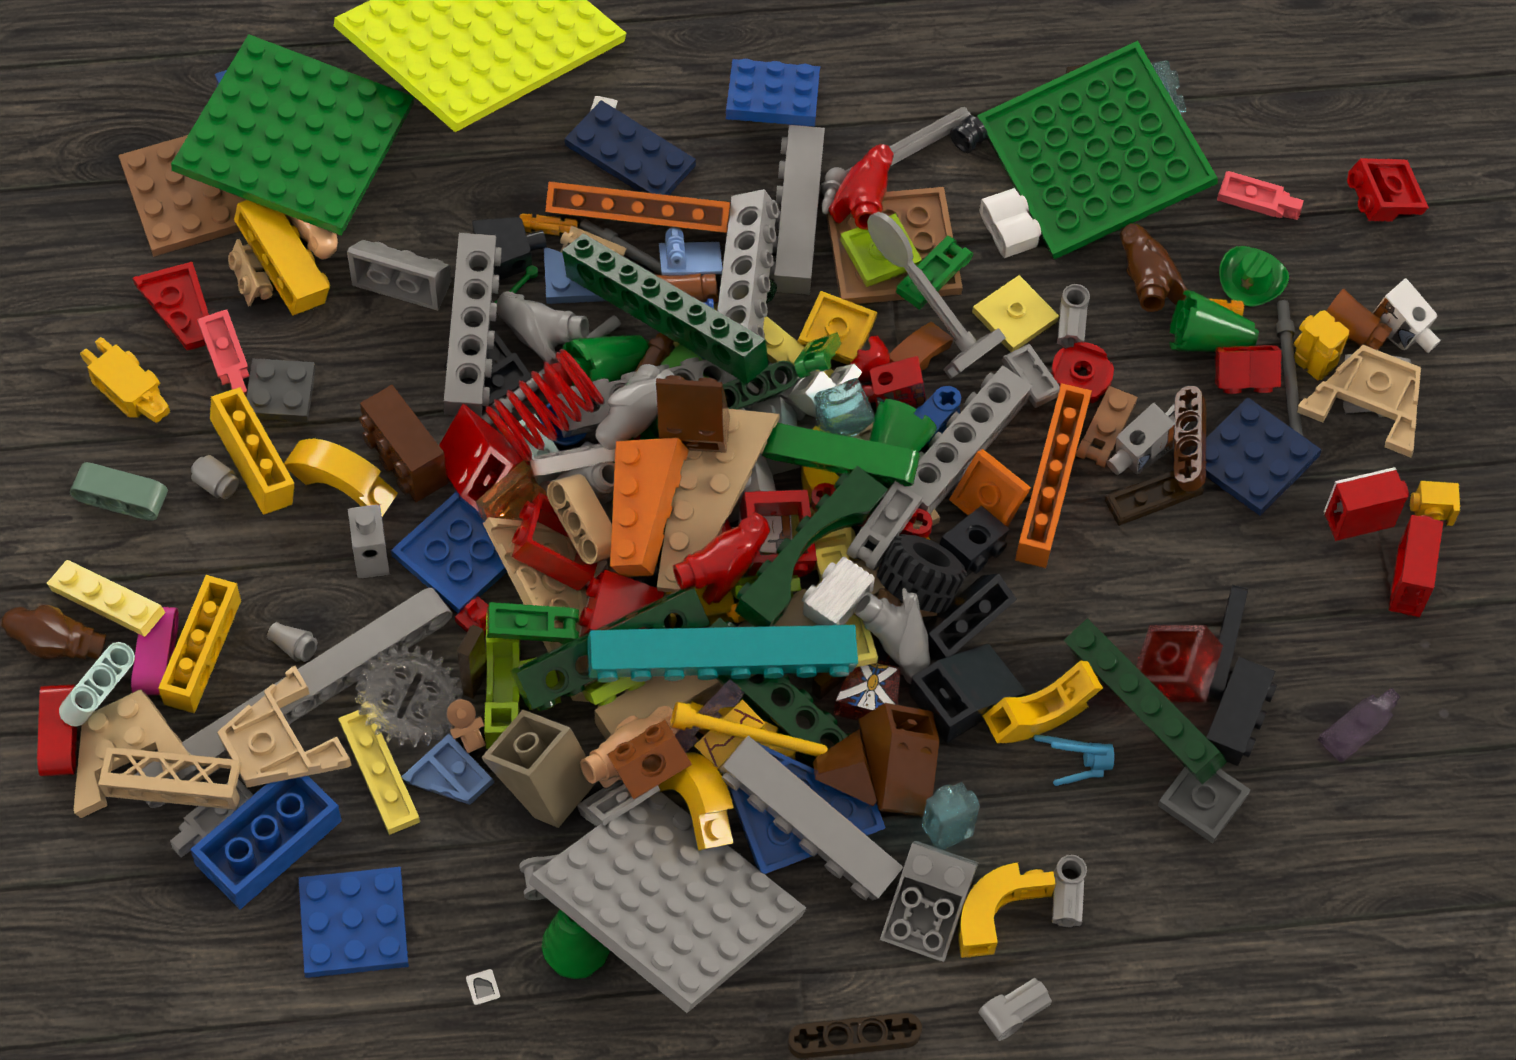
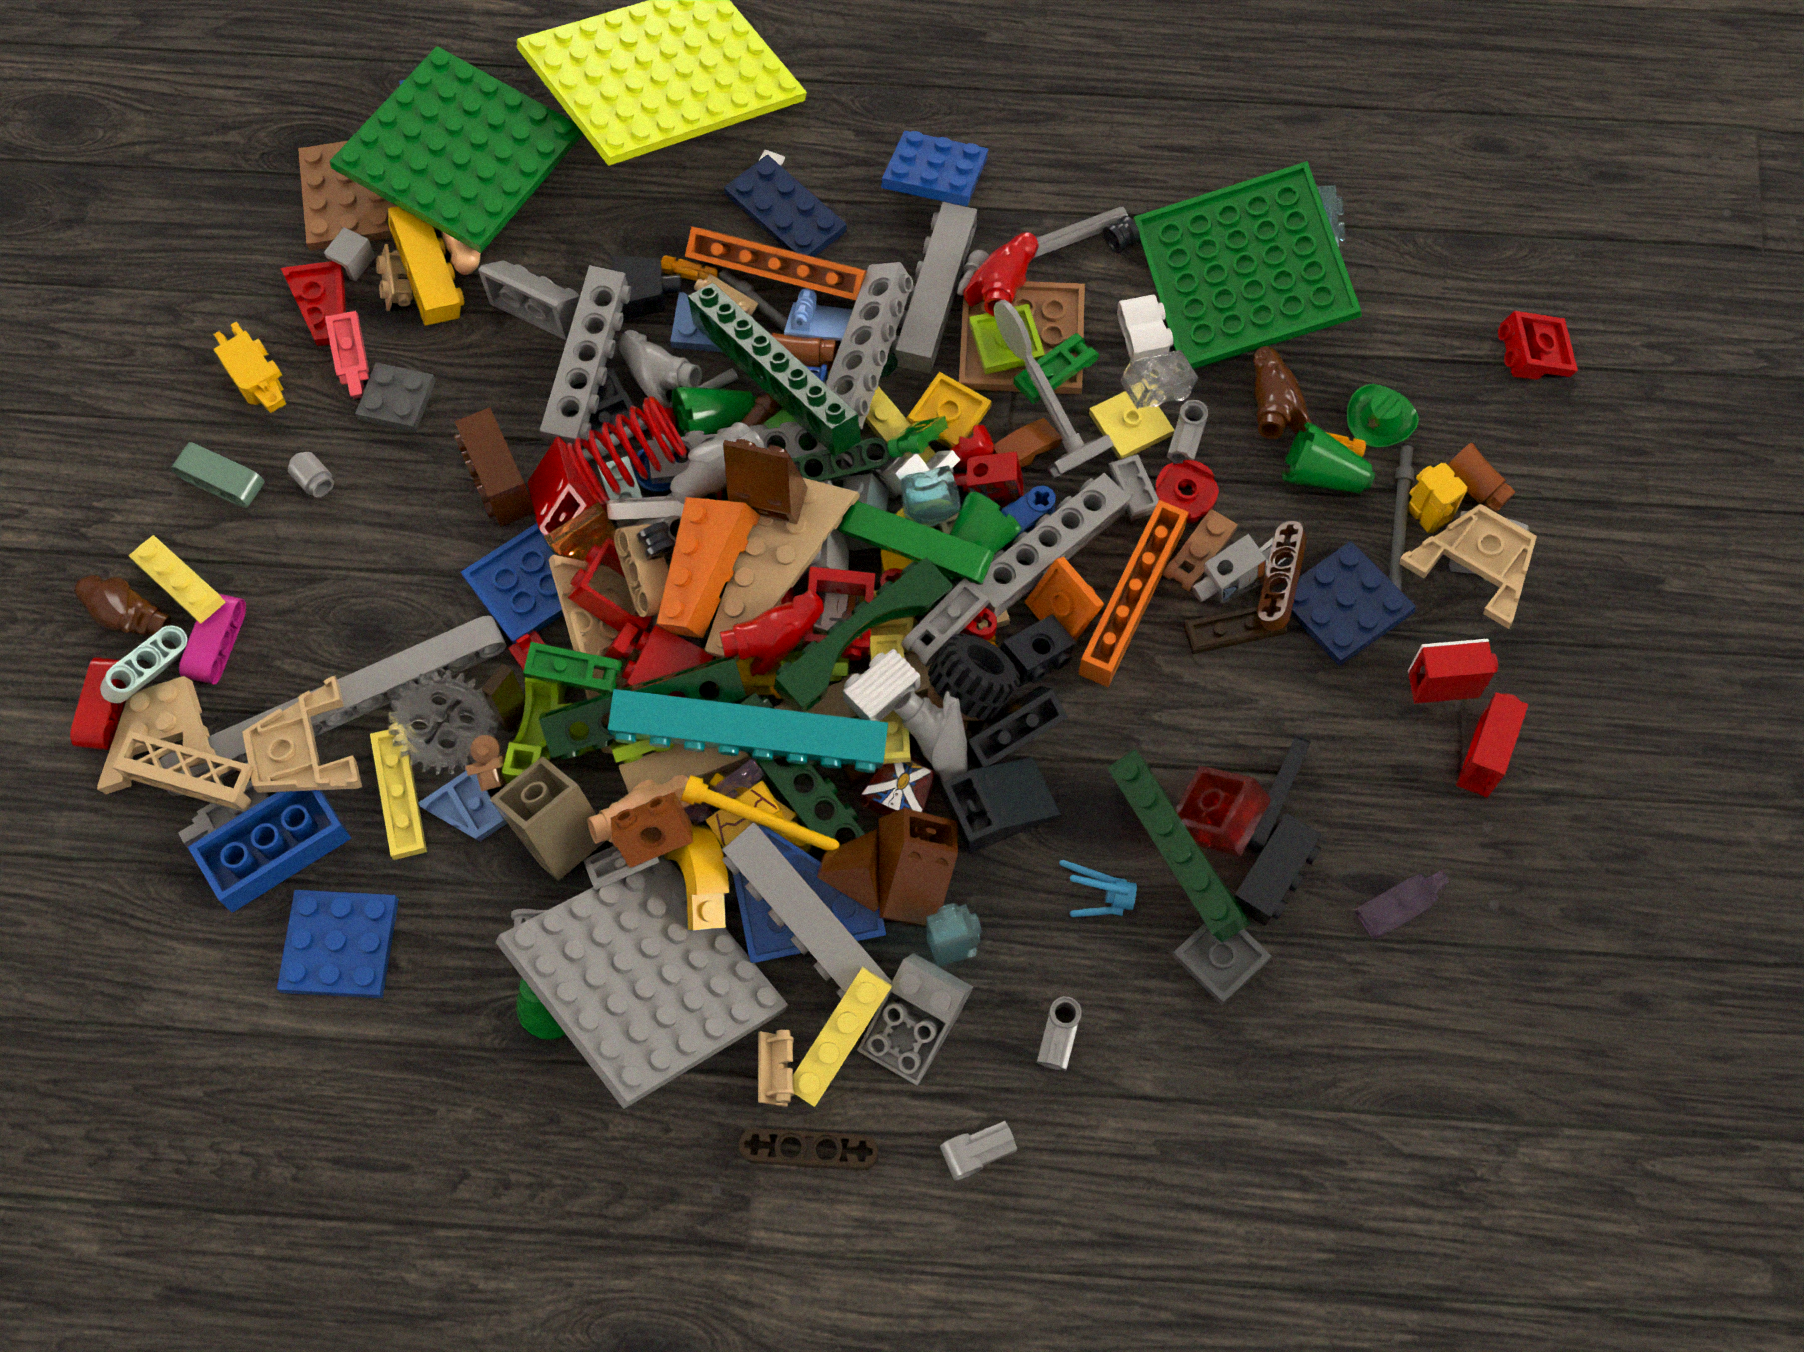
camera: 15 degrees right, 5 degrees up
(200, 644) = (253, 638): yellow brick -> none
(201, 251) = (351, 251): none -> light grey panel
(251, 450) = (349, 453): yellow brick -> none
(293, 641) = (348, 651): light grey cone -> none
(337, 466) = (425, 482): yellow arch -> none
(368, 534) = (441, 550): light grey torso -> none
(483, 987) = (450, 1032): white sticker -> none
(531, 273) = (663, 315): green hinge -> none
(573, 592) = (622, 643): none -> red plate
(594, 487) = (656, 540): none -> black wheel
(811, 978) = (774, 1076): none -> tan hinge
(863, 926) = (839, 1035): none -> light yellow plate
(988, 895) = (976, 1025): yellow arch -> none
(1023, 717) = (1073, 836): yellow arch -> none
(1035, 269) = (1158, 379): none -> clear brick
(1248, 368) = (1357, 510): red brick -> none
(1258, 196) = (1403, 336): coral hinge -> none
(1408, 317) = (1534, 482): white torso -> none
(1436, 500) = (1527, 679): yellow brick -> none

